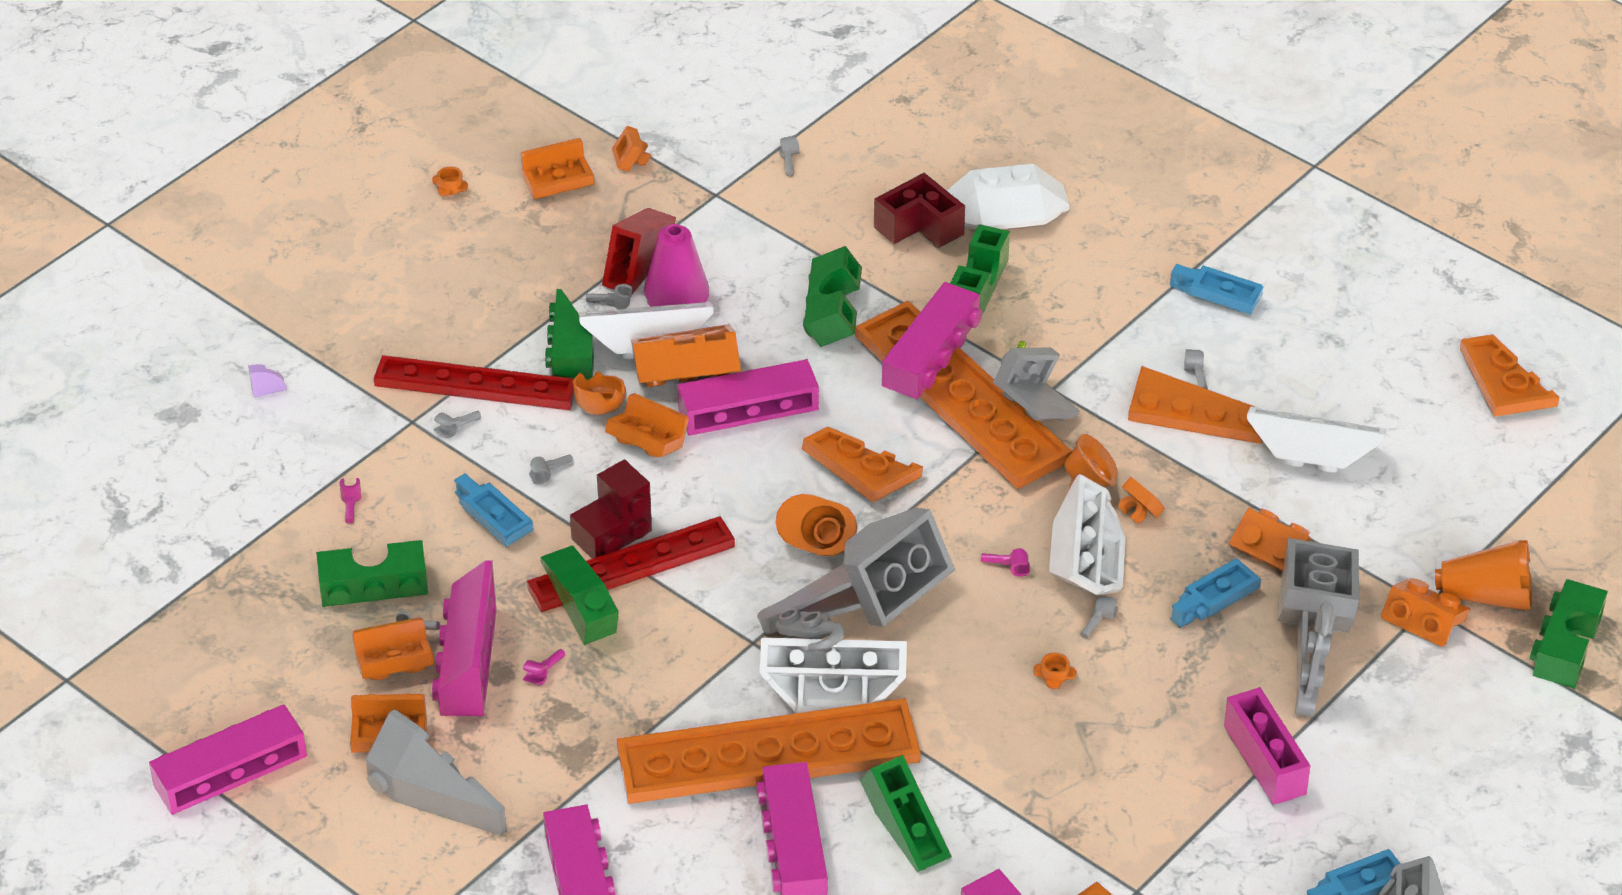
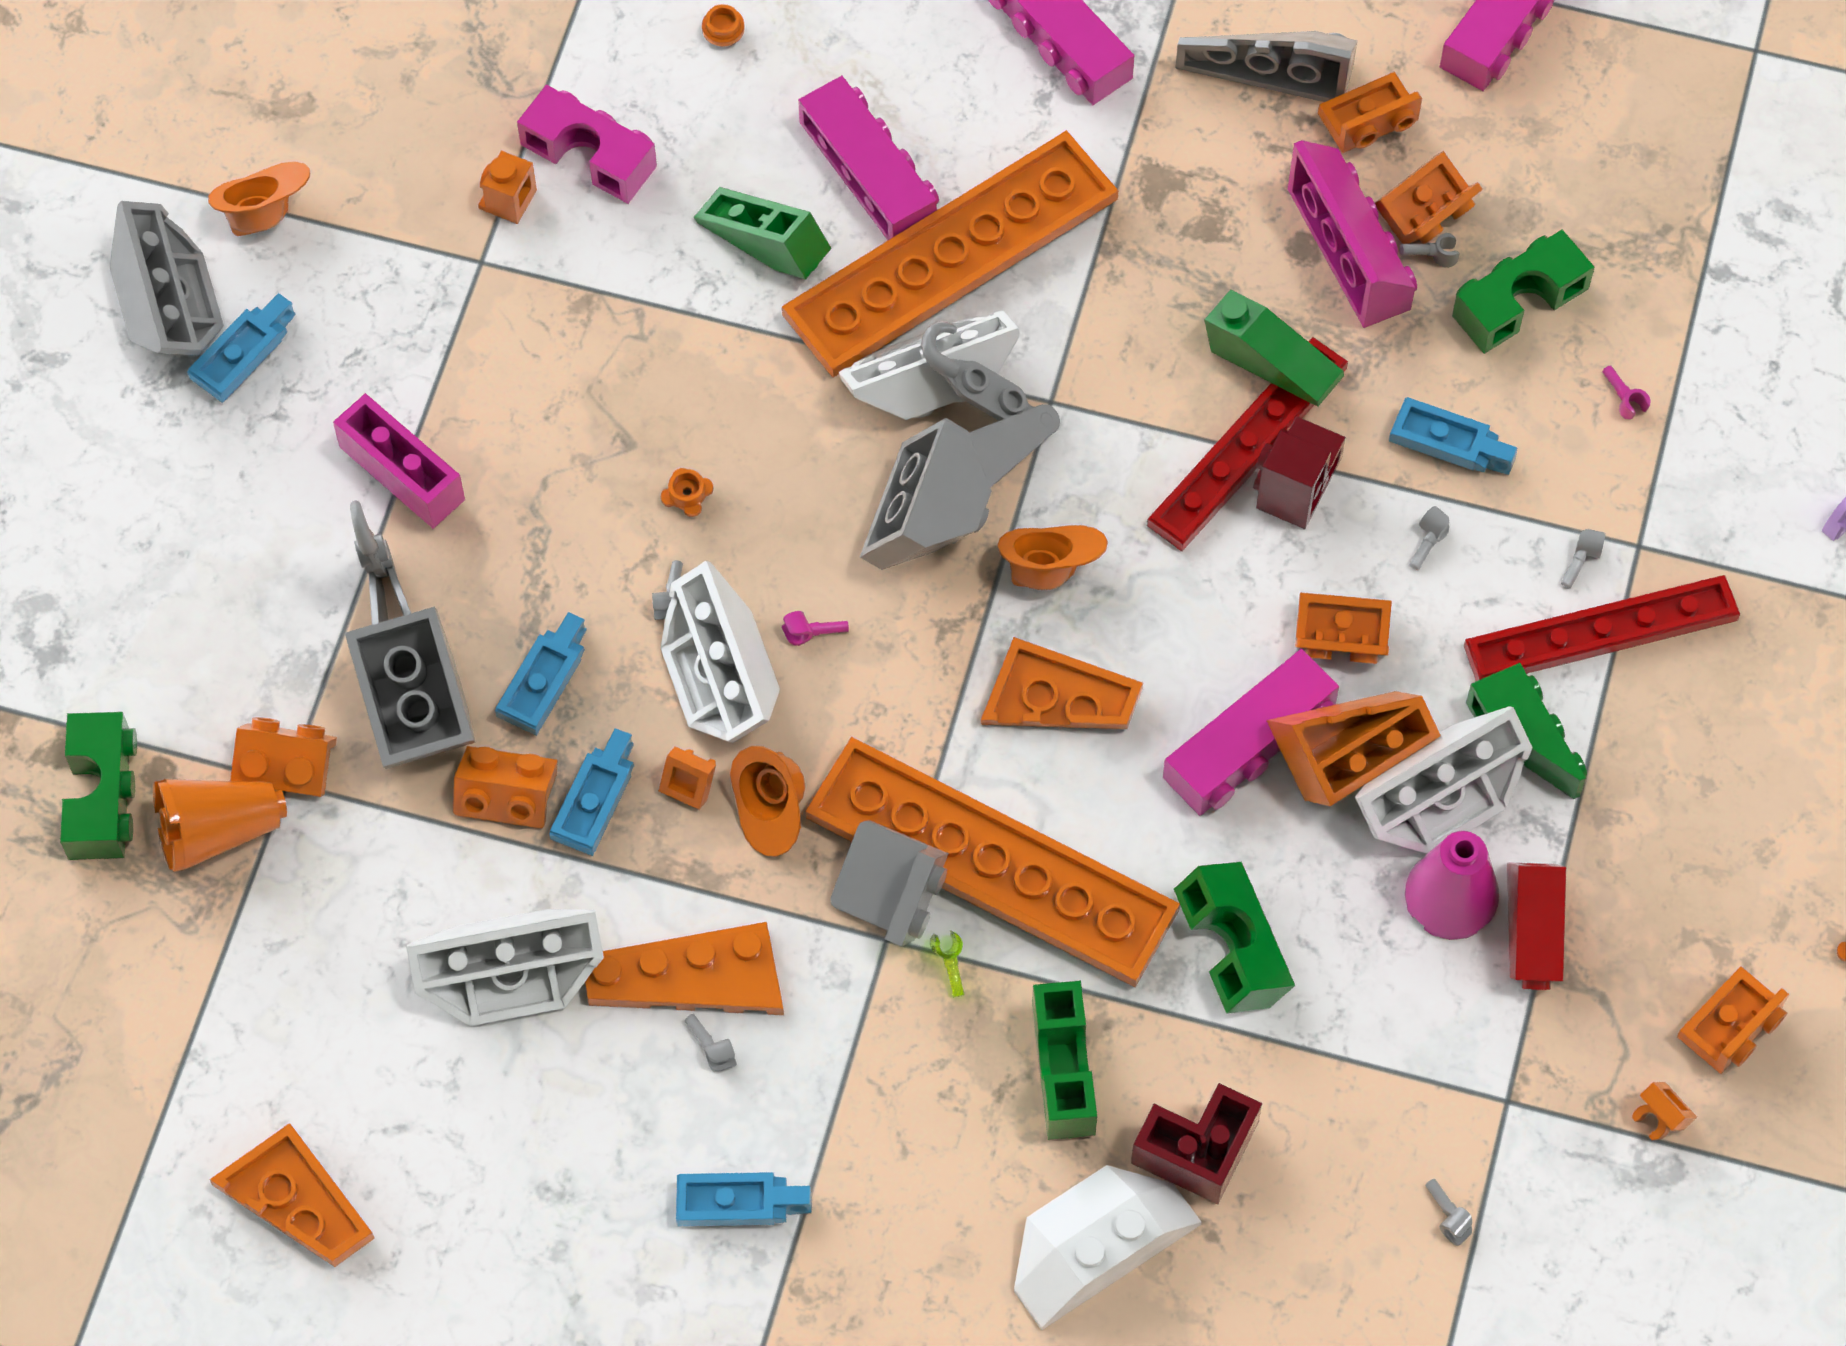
camera: 155 degrees right, 20 degrees up
(537, 671) = (1262, 252): dark pink hand -> none
(600, 393) = (1435, 654): orange hair -> none
(620, 297) = (1524, 841): light grey hand -> none
(931, 340) = (1060, 889): dark pink brick -> none
(1210, 514) = (594, 795): none -> dark azure hinge

